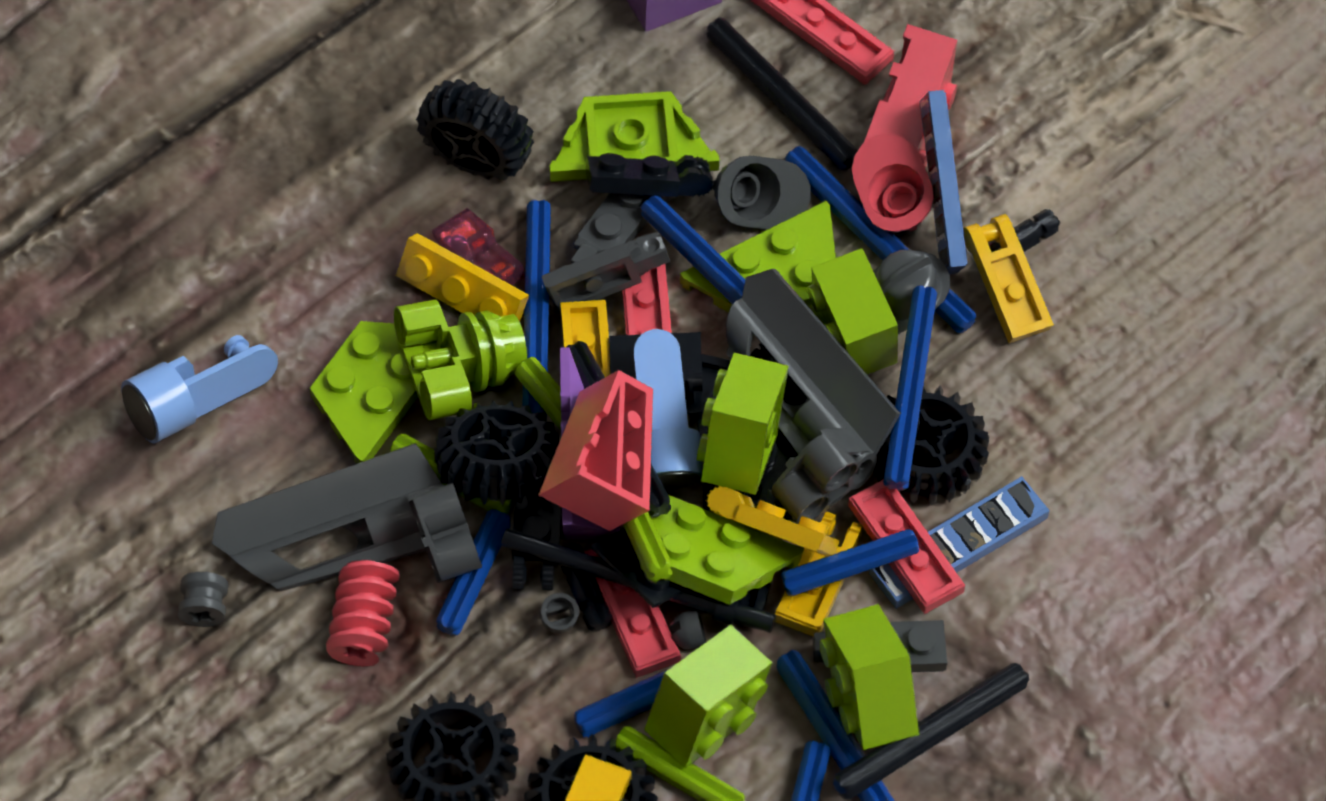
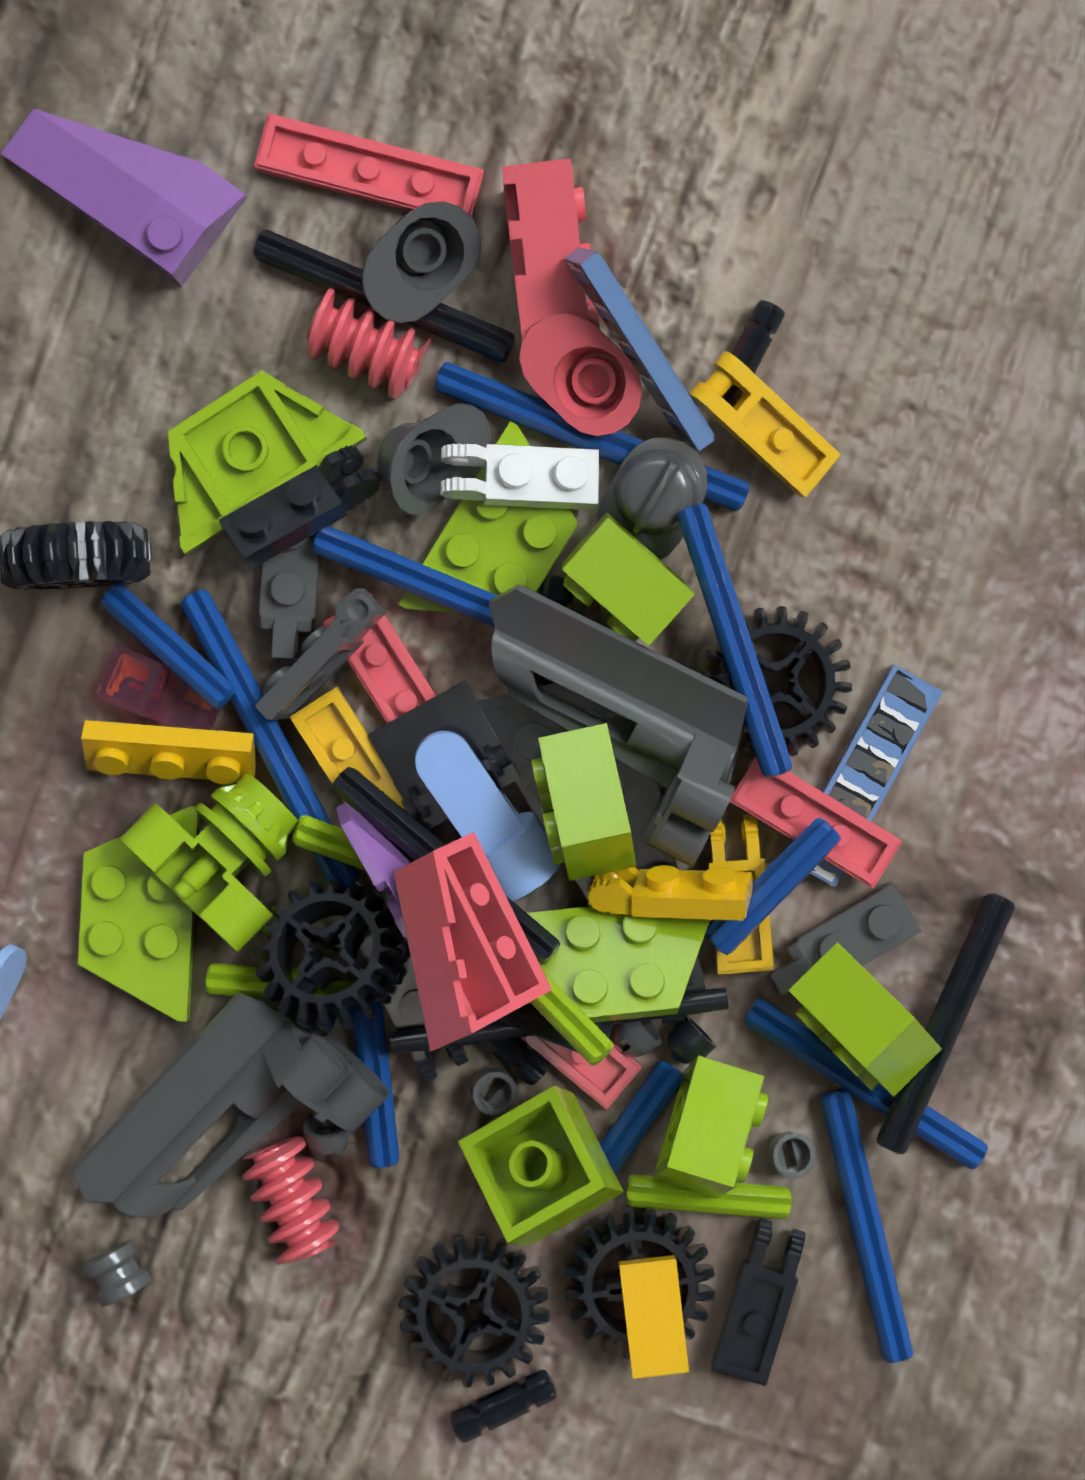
camera: 25 degrees left, 30 degrees up
(416, 584) = (326, 1144): none -> dark grey hinge
(502, 222) = (168, 646): none -> blue axle
(565, 667) = (540, 1166): none -> lime brick
(752, 109) = (364, 346): none -> coral piece
(770, 770) = (800, 1151): none -> dark grey hinge
(809, 224) = (525, 476): none -> white hinge
(819, 72) = (420, 261): none -> dark grey piece

